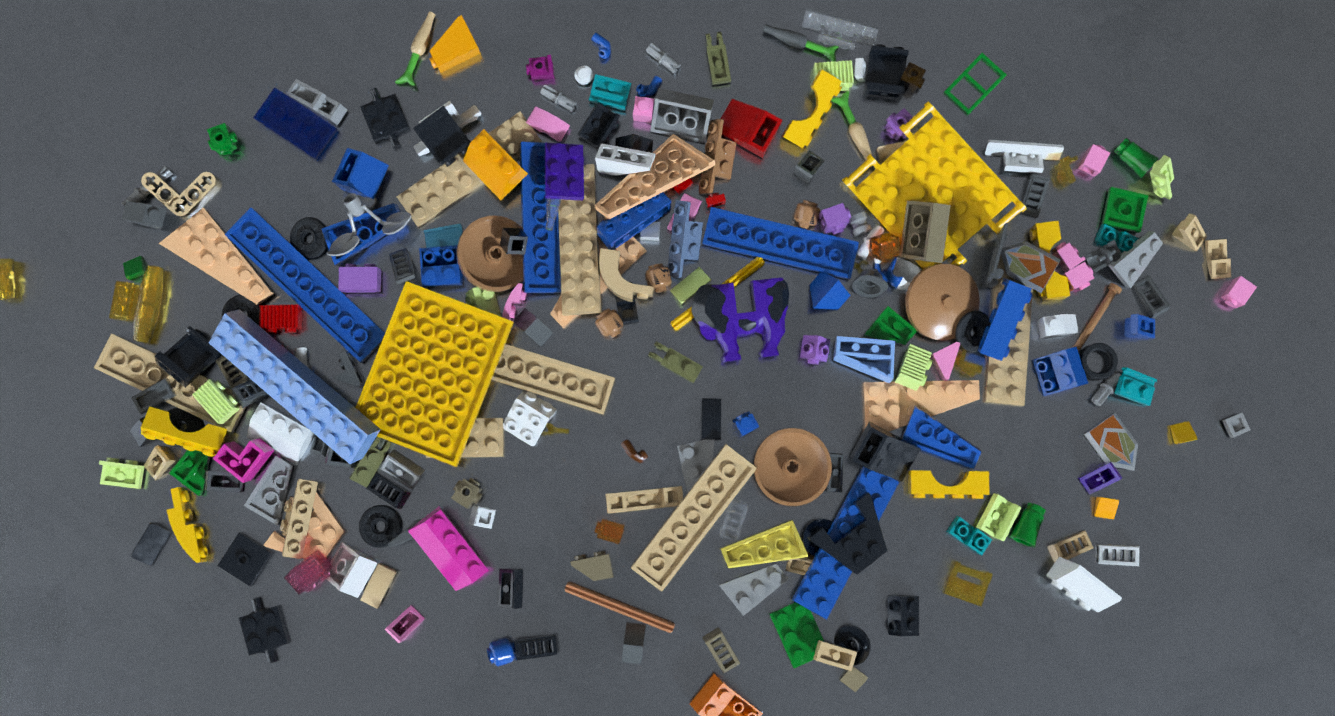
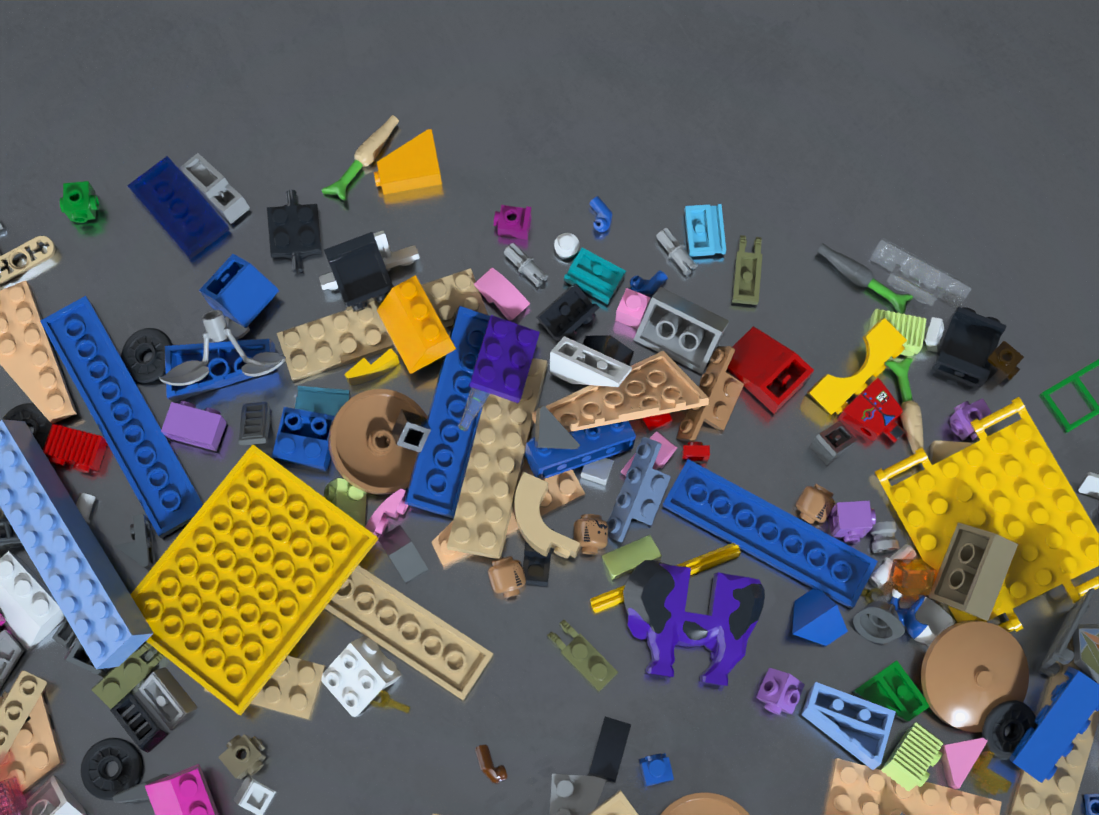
camera: 15 degrees right, 10 degrees down
(468, 207) = (365, 372): none -> yellow slope
(611, 216) = (551, 433): none -> dark grey slope
(679, 36) = (705, 230): none -> medium azure plate
(832, 138) = (874, 413): none -> red torso

